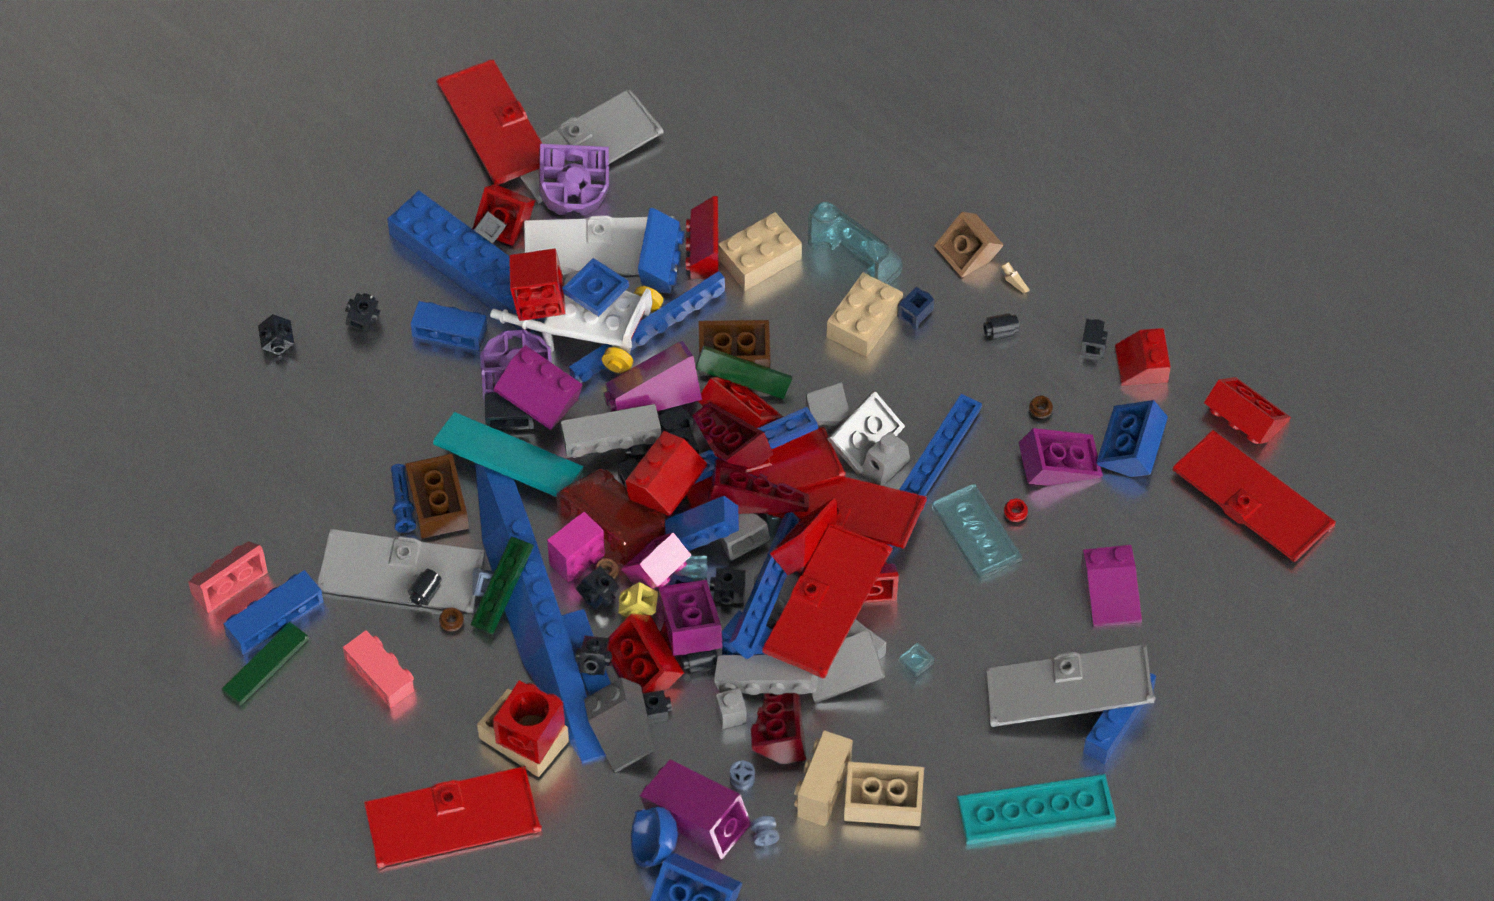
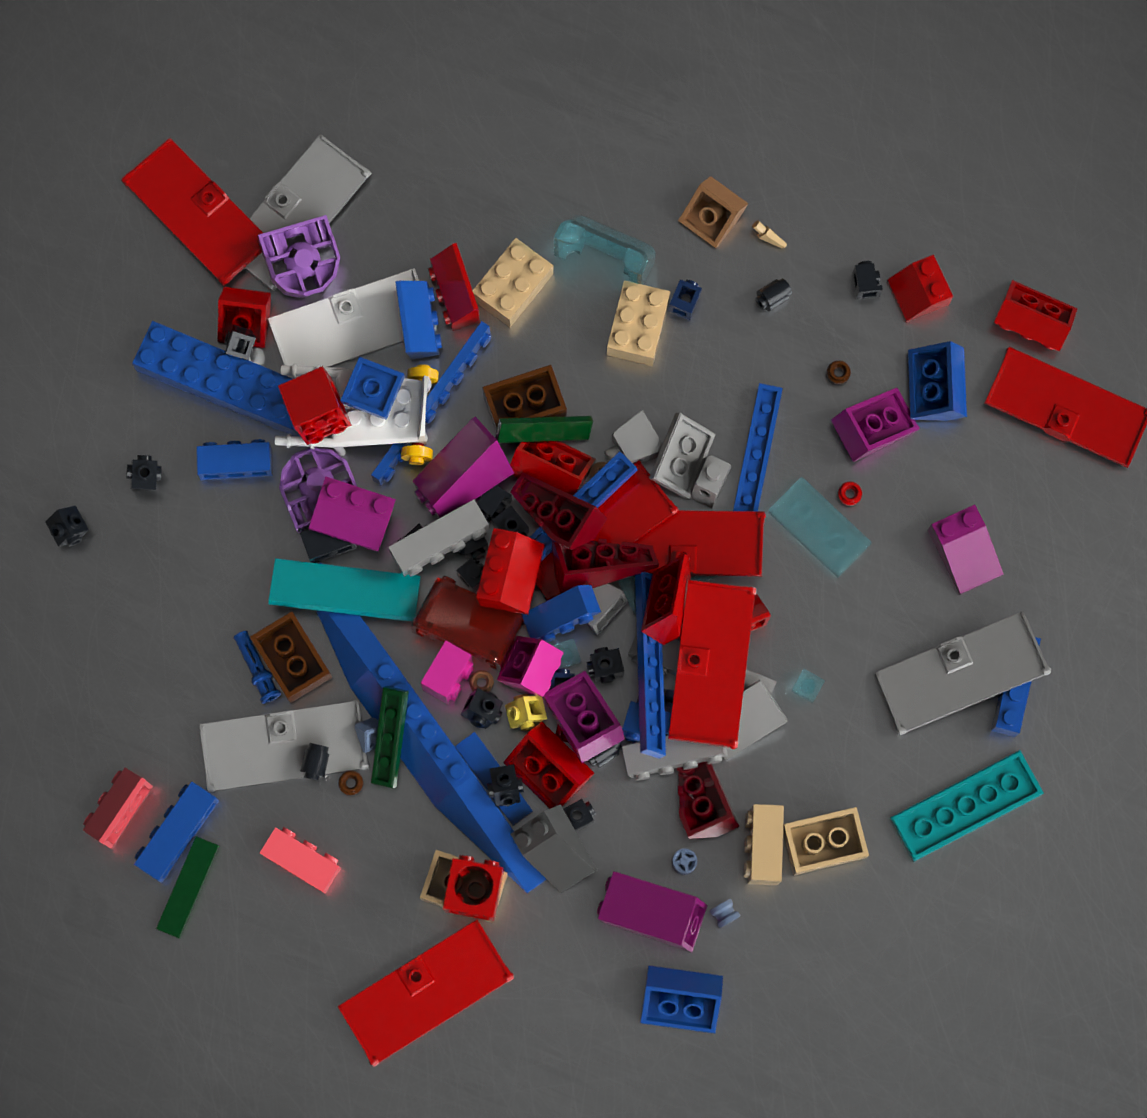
camera: 20 degrees left, 20 degrees up
(653, 836) = (624, 957): blue cylinder -> none
(731, 708) = (651, 795): light grey brick -> none

